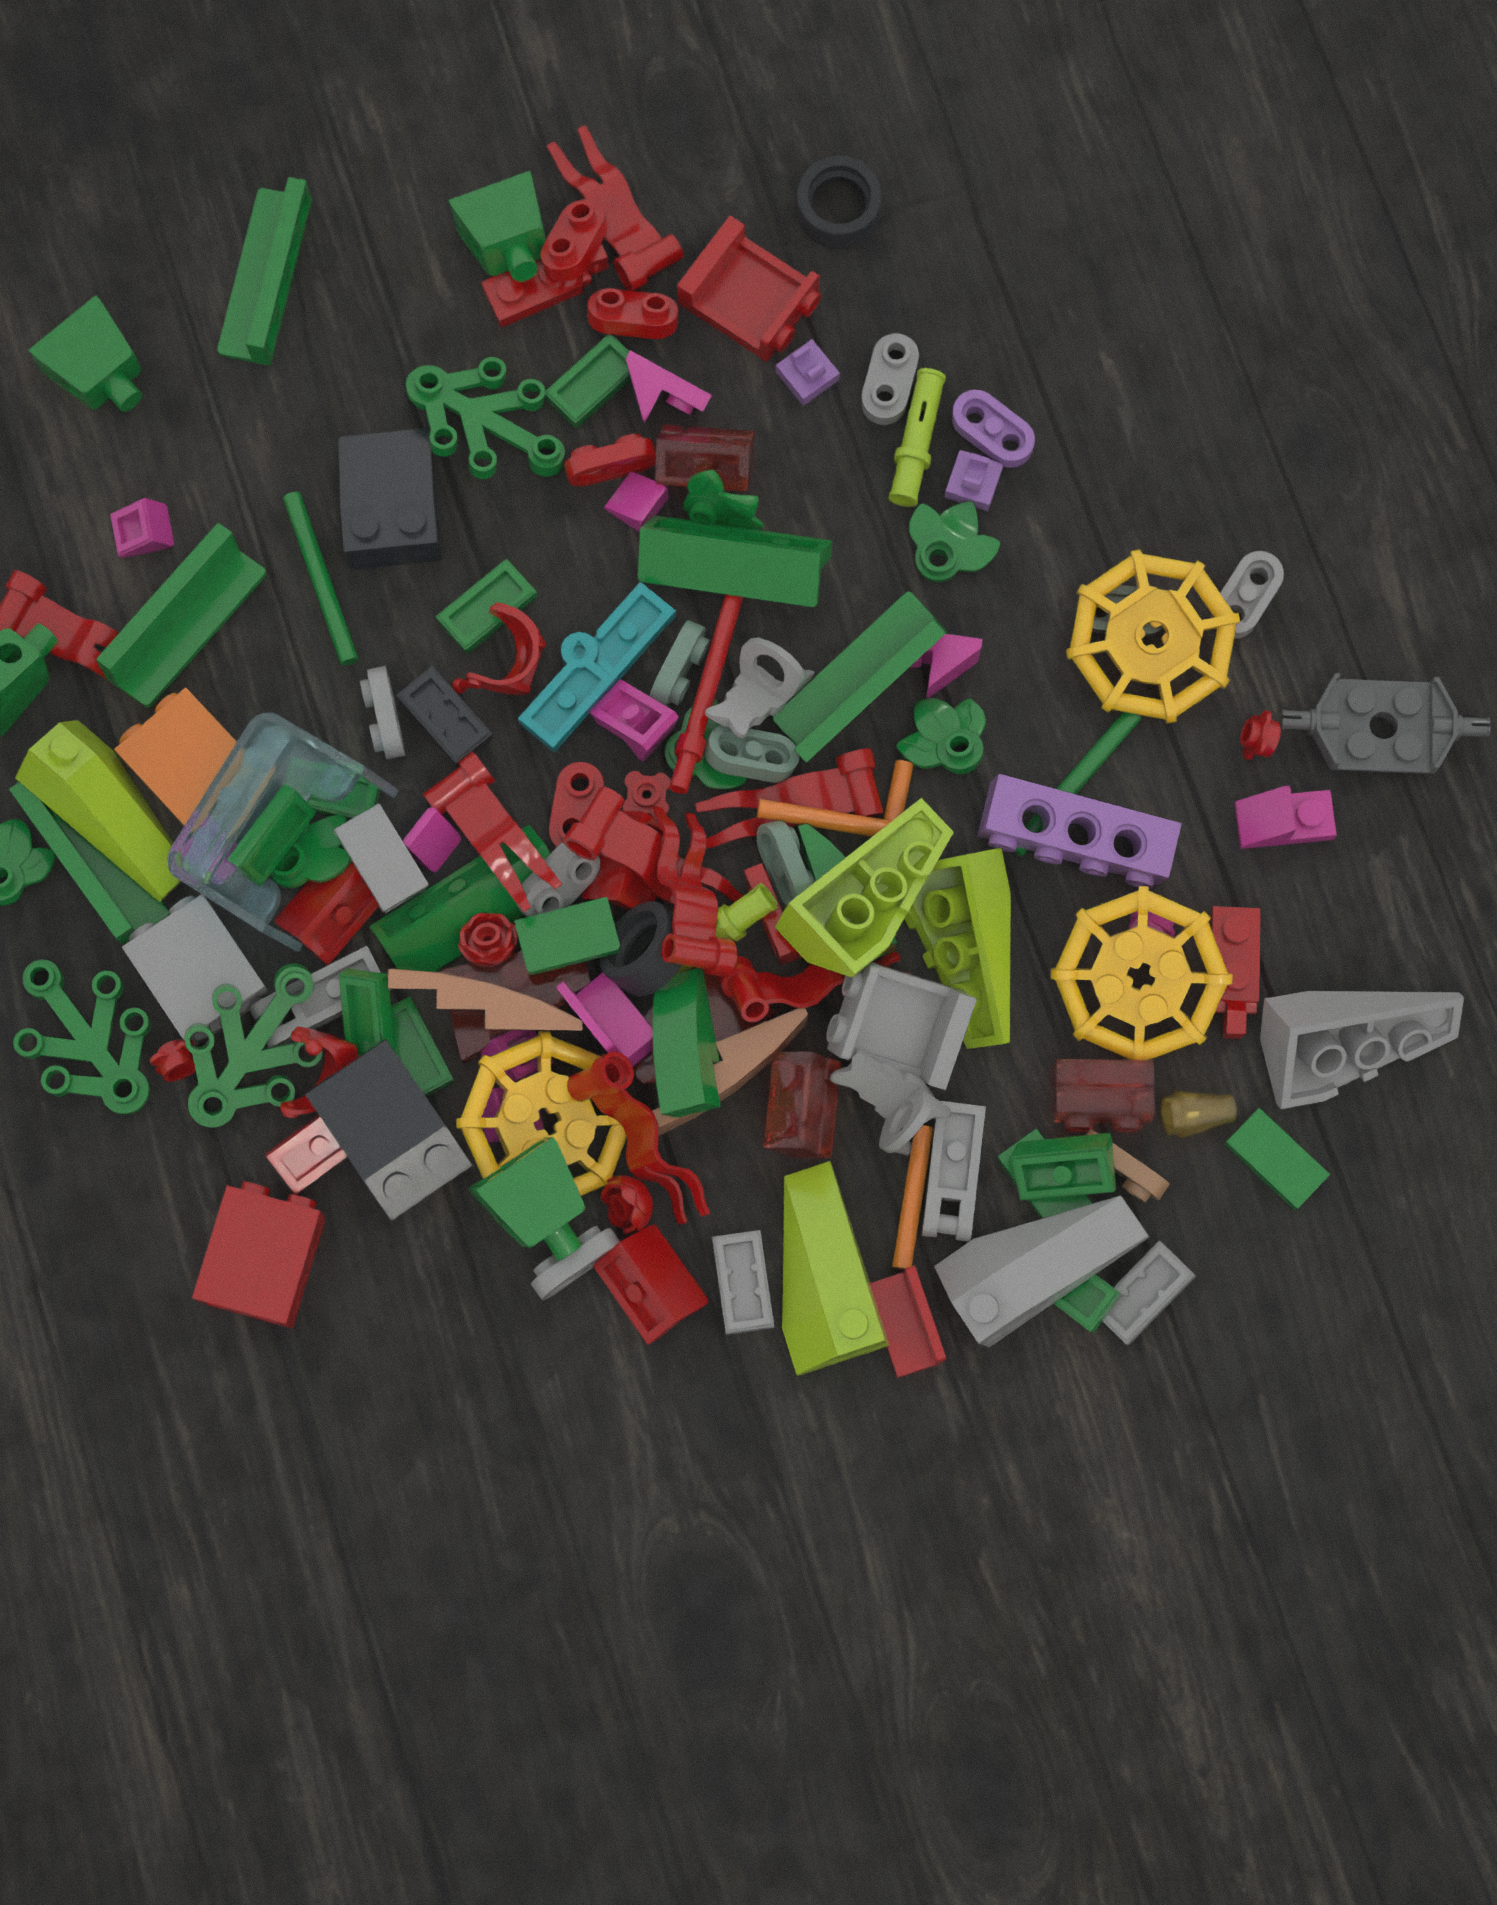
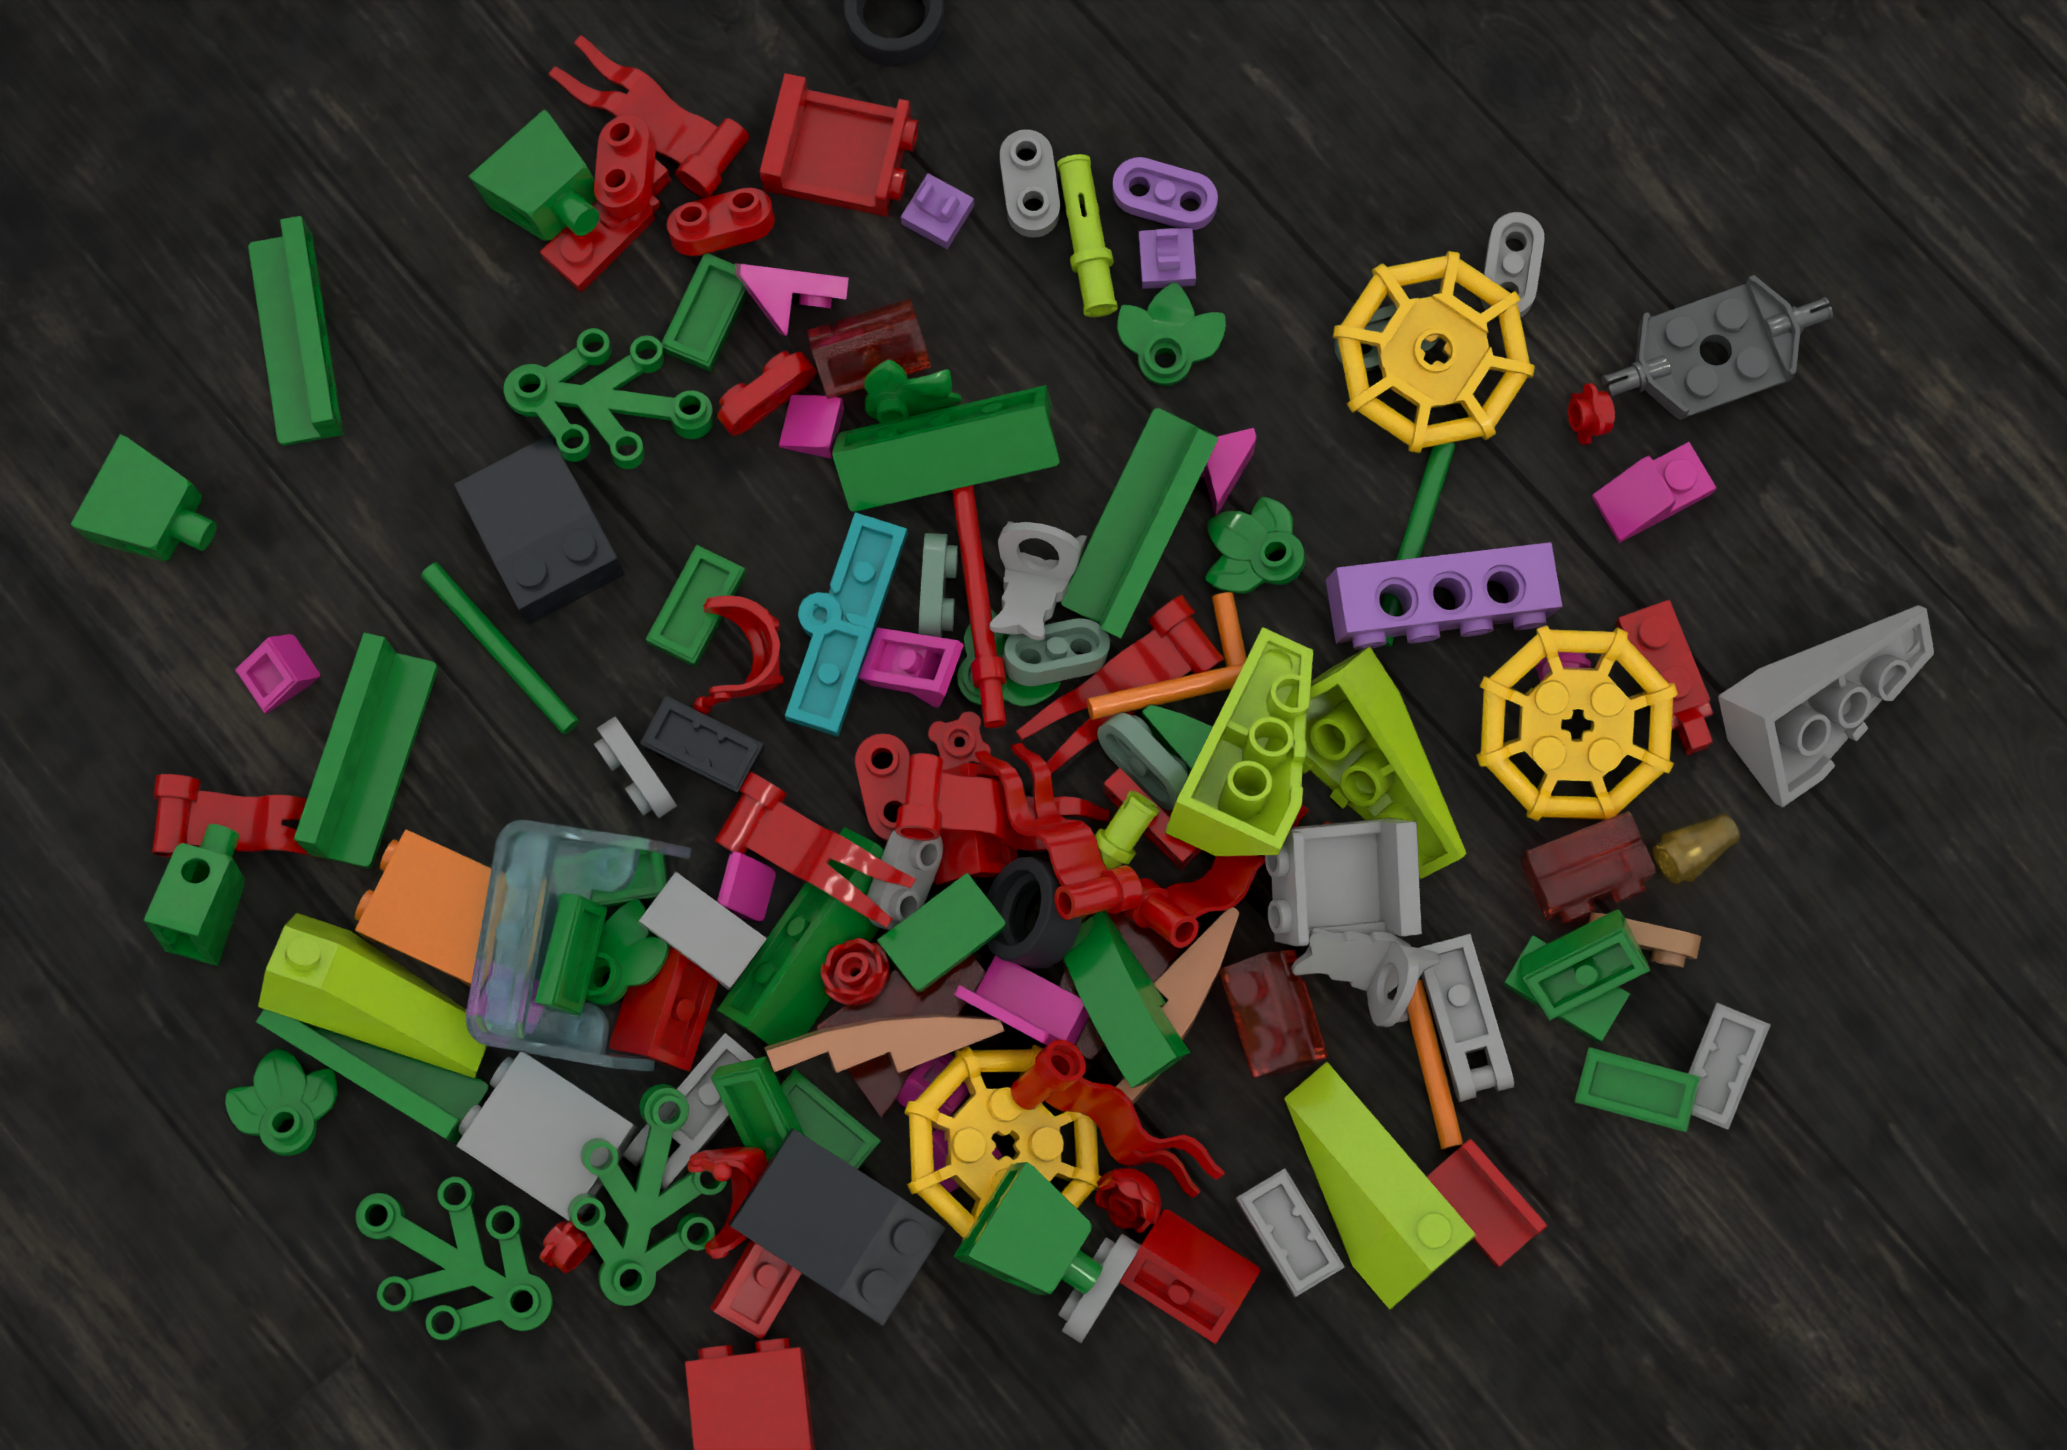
camera: 20 degrees left, 0 degrees up
(1024, 1269) = (1588, 1091): light grey wedge -> none
(1277, 1159) = (1800, 862): green tile -> none

